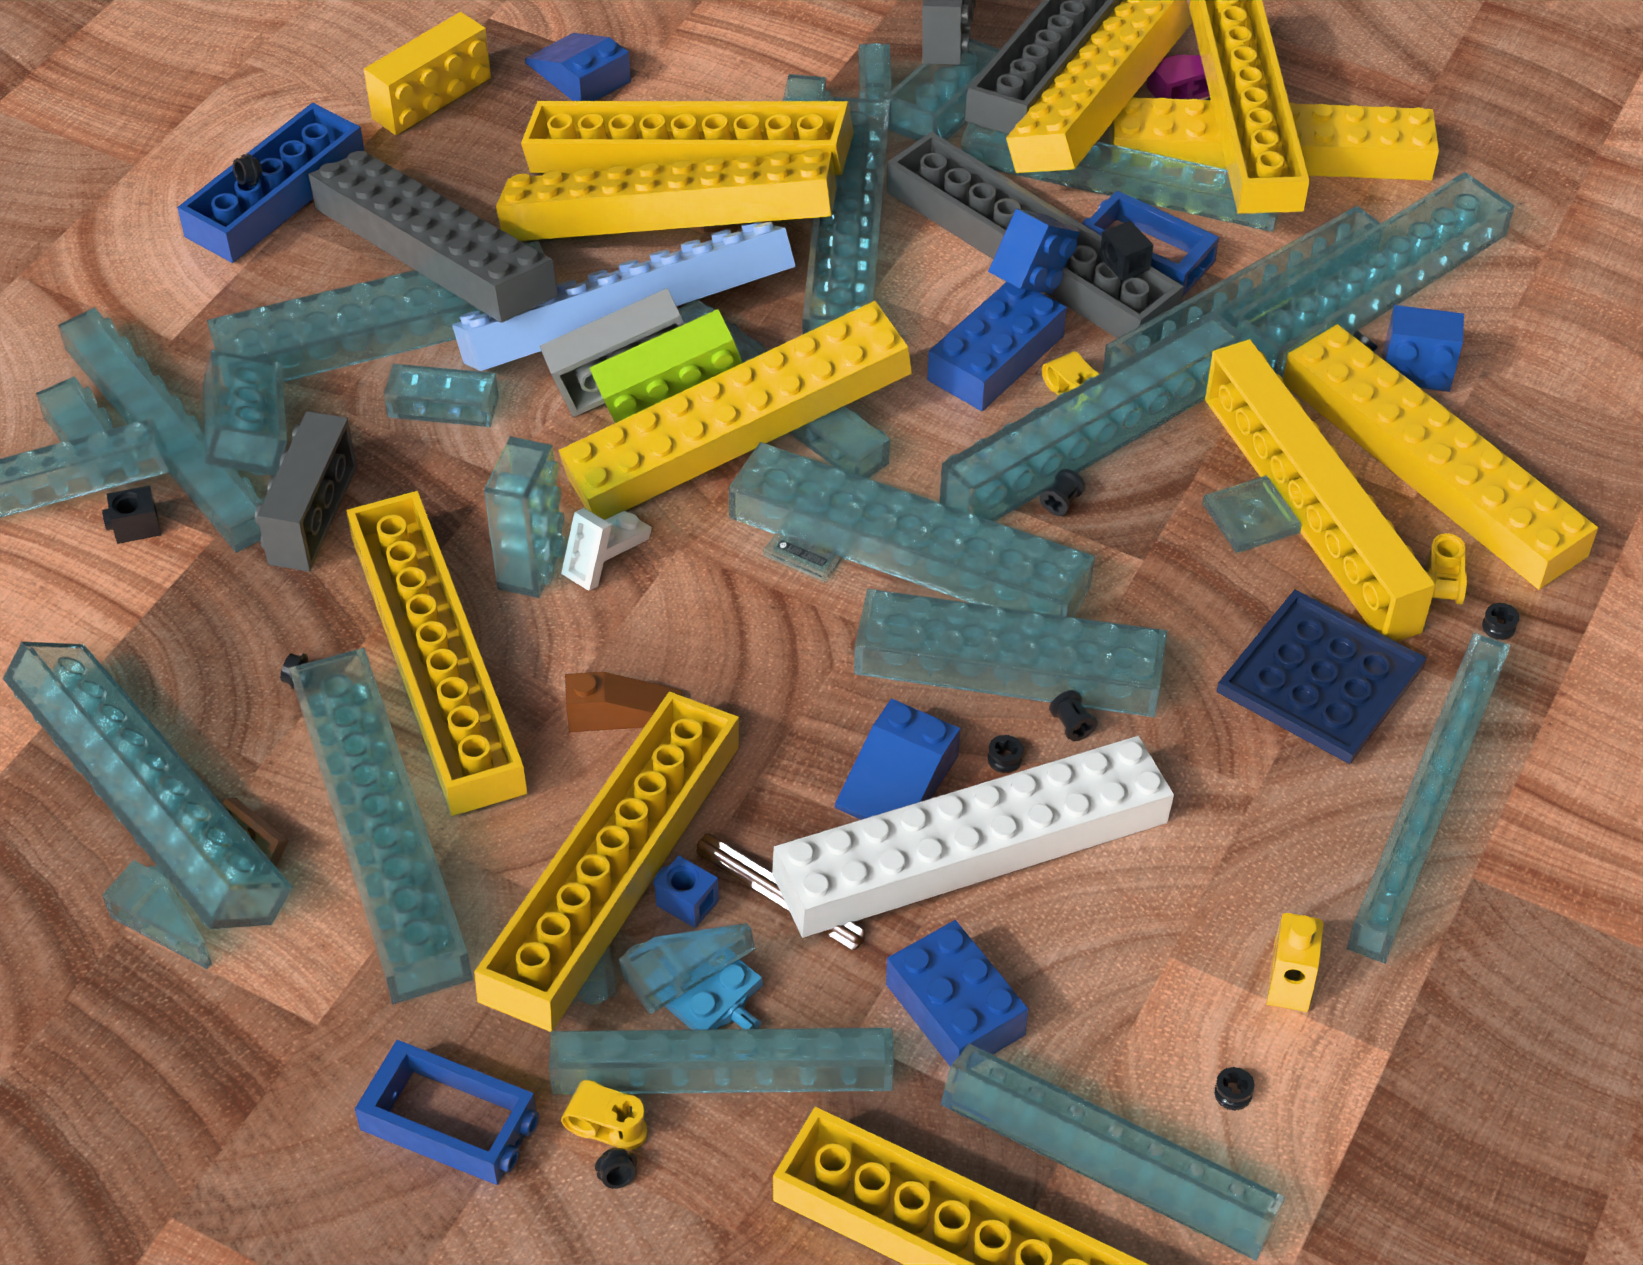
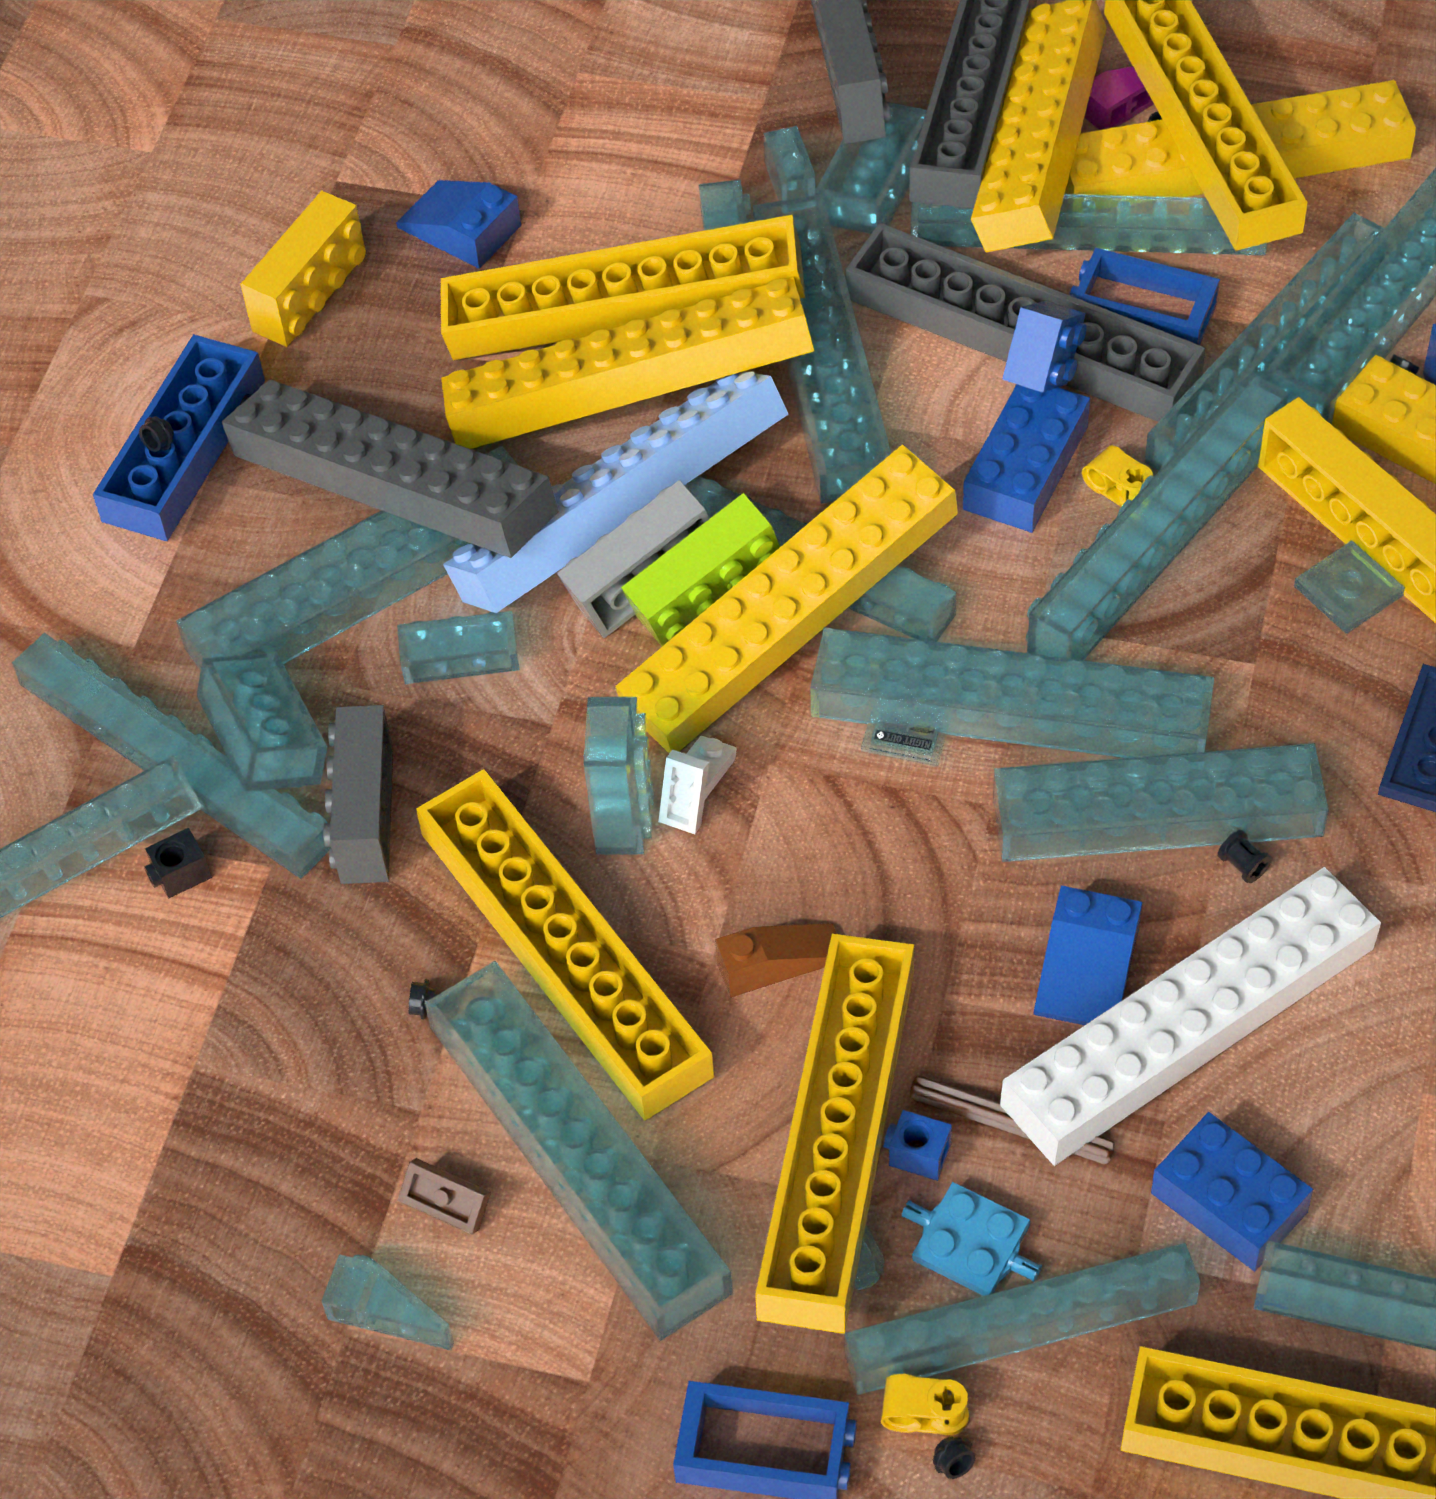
camera: 10 degrees left, 5 degrees up
(72, 410) = (70, 765): clear light blue brick -> none
(147, 786) = (320, 1167): clear light blue brick -> none
(680, 961) = (945, 1227): clear light blue slope -> none
(1010, 762) = (1197, 920): black bush -> none
(1059, 496) = (1152, 602): black bush -> none
(1126, 250) = (1136, 321): black brick -> none

